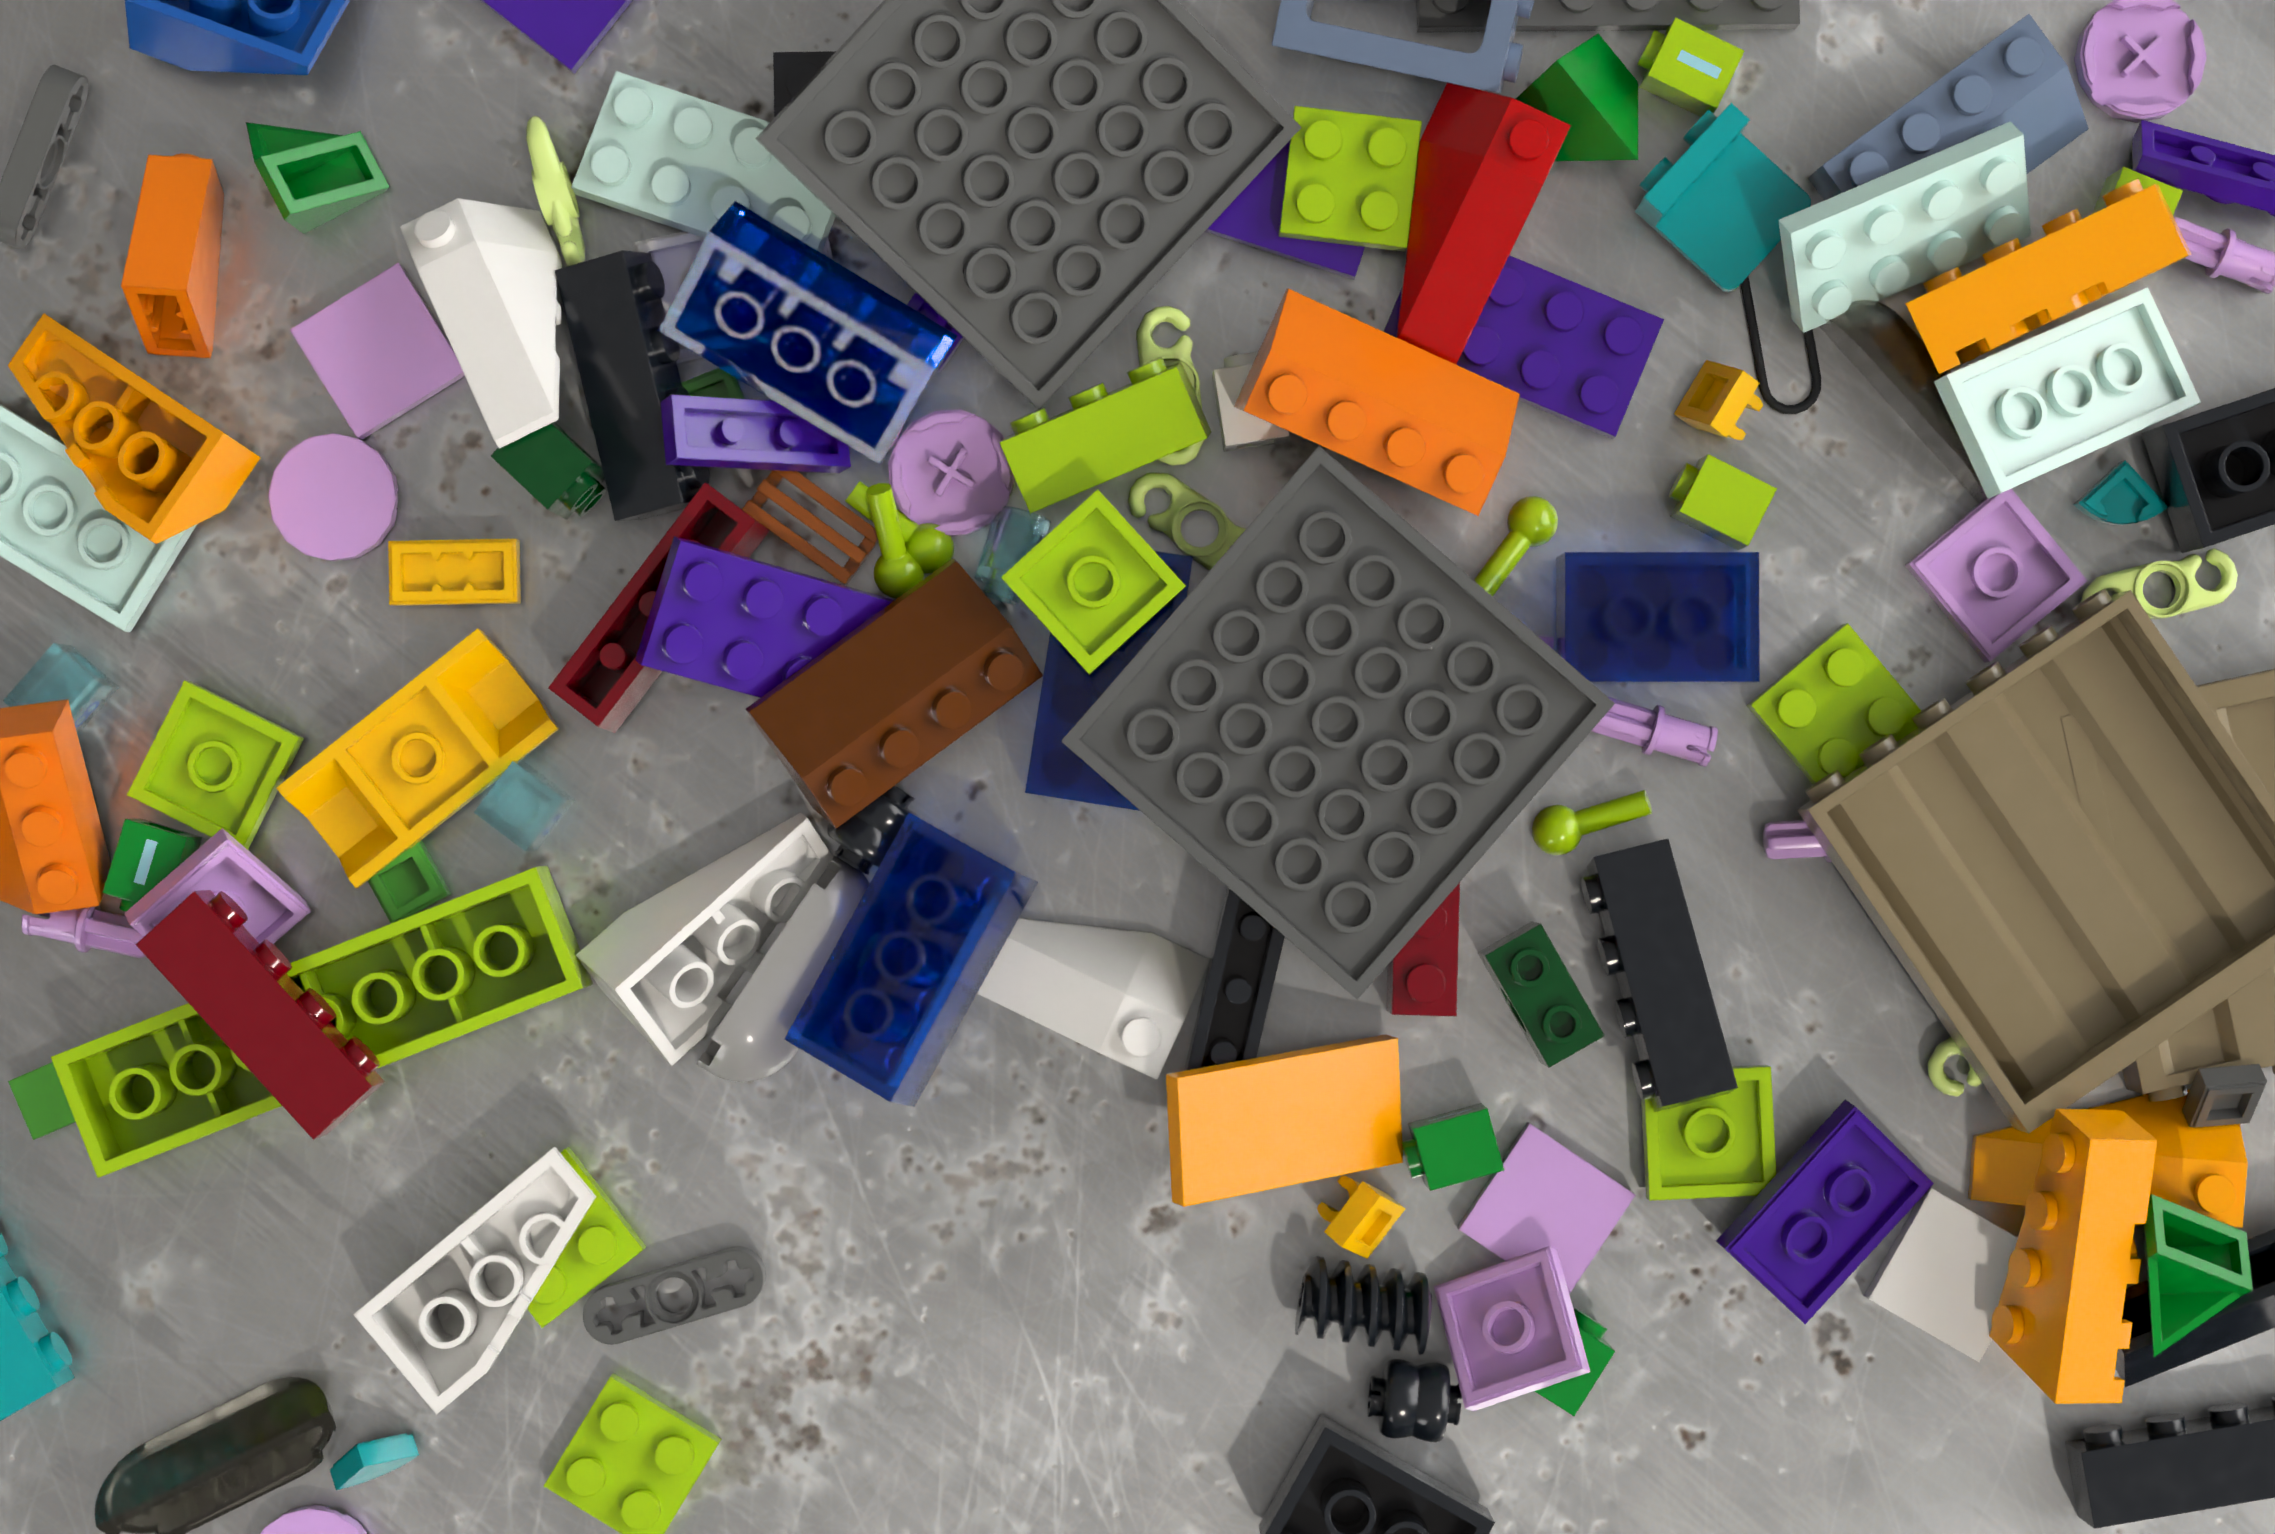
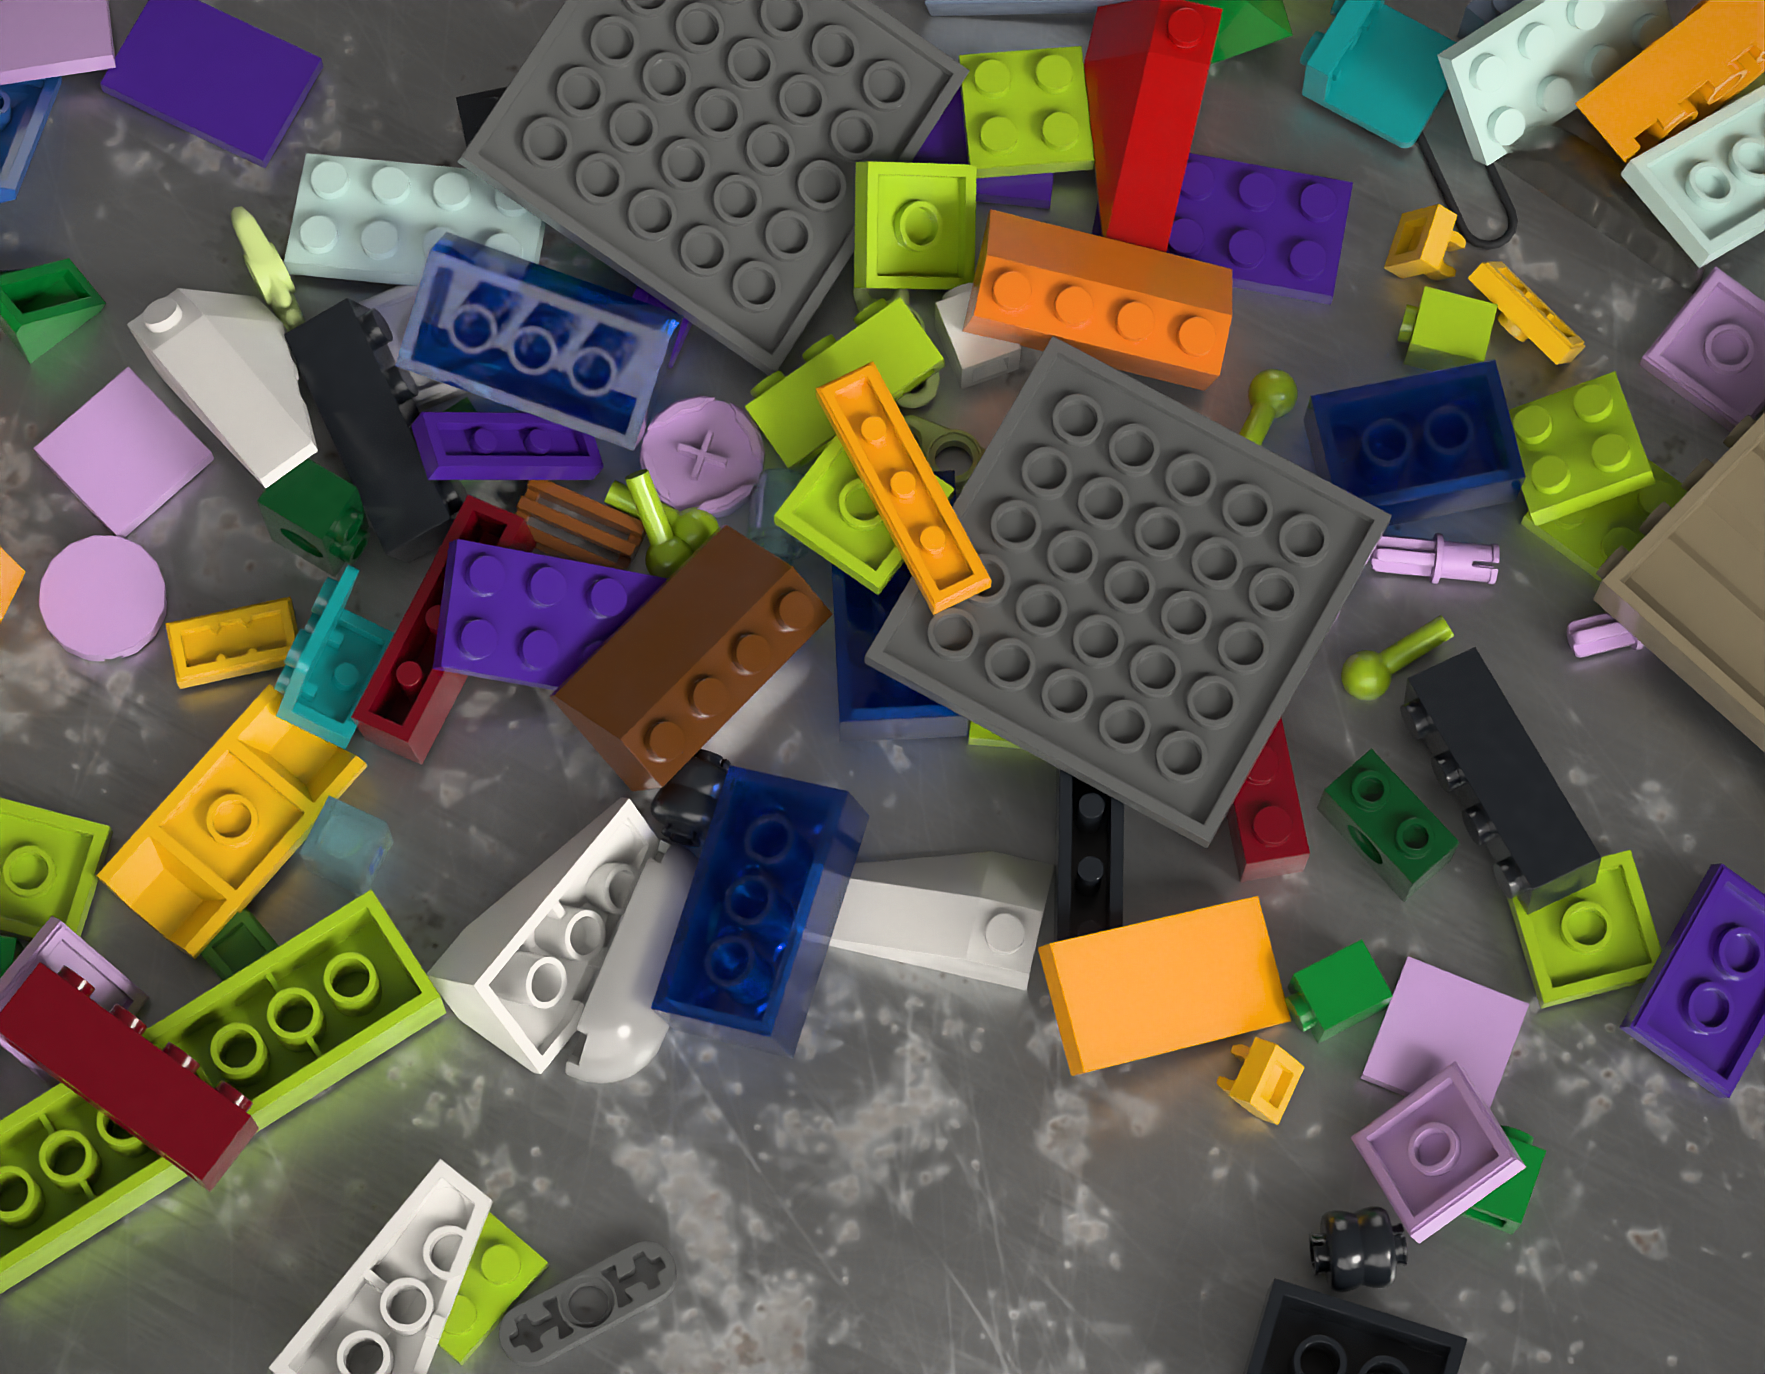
camera: 10 degrees left, 15 degrees down
(541, 634) = (331, 664): none -> teal bracket
(1134, 577) = (903, 488): none -> light orange tile
(1210, 283) = (914, 225): none -> lime plate
(1365, 1304) = (1286, 1162): black piece -> none
(1804, 495) = (1525, 313): none -> yellow plate
(1821, 652) = (1578, 449): none -> lime plate

